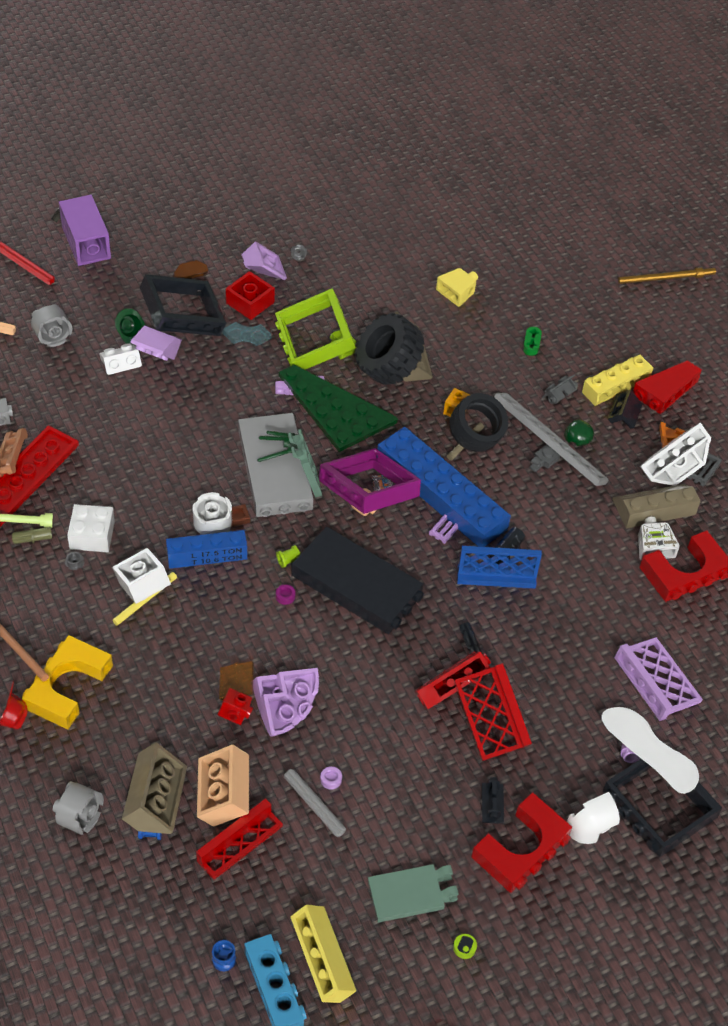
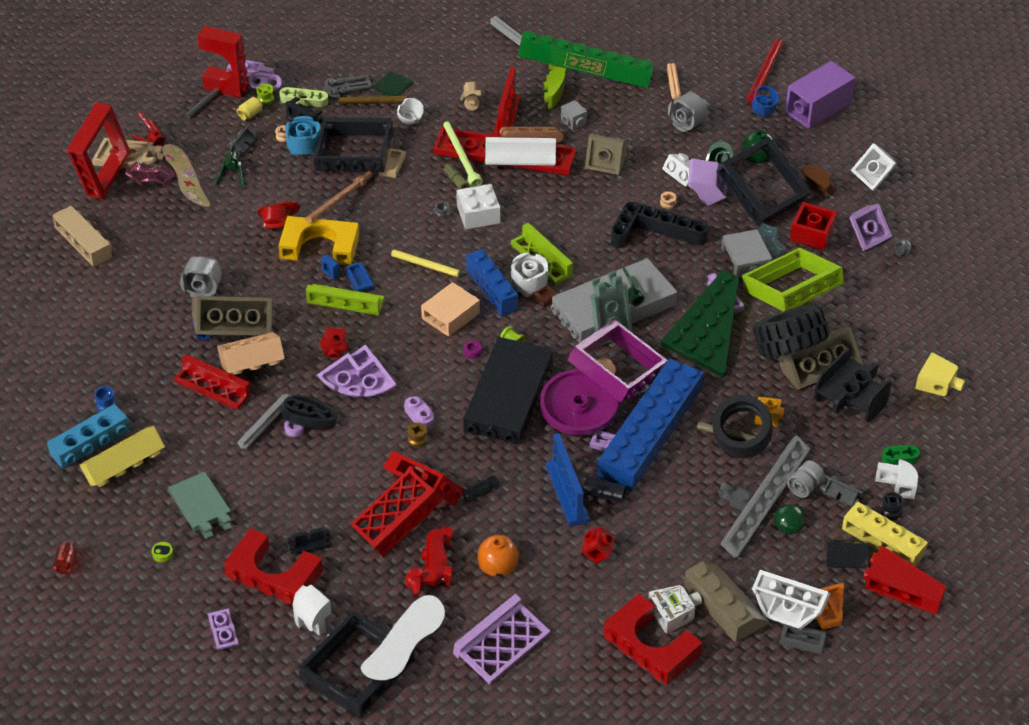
camera: 75 degrees right, 5 degrees down
(35, 469) = (520, 151): none -> white panel
(65, 406) = (614, 147): none -> dark tan hose
(70, 269) = (763, 104): none -> blue helmet
(114, 682) = (330, 267): none -> blue plate
(120, 295) = (753, 138): none -> dark green cylinder
(138, 662) = (359, 277): none -> blue tile
(141, 575) = (438, 247): white brick -> none
(155, 379) = (668, 200): none -> light nougat bush
(167, 686) = (344, 299): none -> lime fence
(172, 408) = (656, 221): none -> black beam
(180, 495) = (541, 245): none -> lime fence
(195, 232) = (874, 166): none -> white slope
(227, 594) = (450, 309): none -> light nougat brick
(236, 677) = (369, 338): clear orange piece -> none
(257, 349) = (746, 251): none -> light grey panel
(330, 758) = (308, 412): none -> black piece
(353, 662) = (419, 411): none -> lavender plate
(389, 675) = (417, 434): none -> pearl gold wheel
(400, 531) = (577, 404): none -> magenta dish
(455, 339) = (852, 384): none -> black piece
(543, 404) = (805, 479): none -> light grey wheel
(555, 700) = (435, 562): none -> red animal
(559, 650) = (498, 555): none -> orange cylinder
(561, 346) = (902, 475): none -> white brick
(580, 569) = (598, 544): none -> red brick
(587, 911) = (223, 629): none -> lavender slope
(588, 364) = (892, 505): none -> black wheel

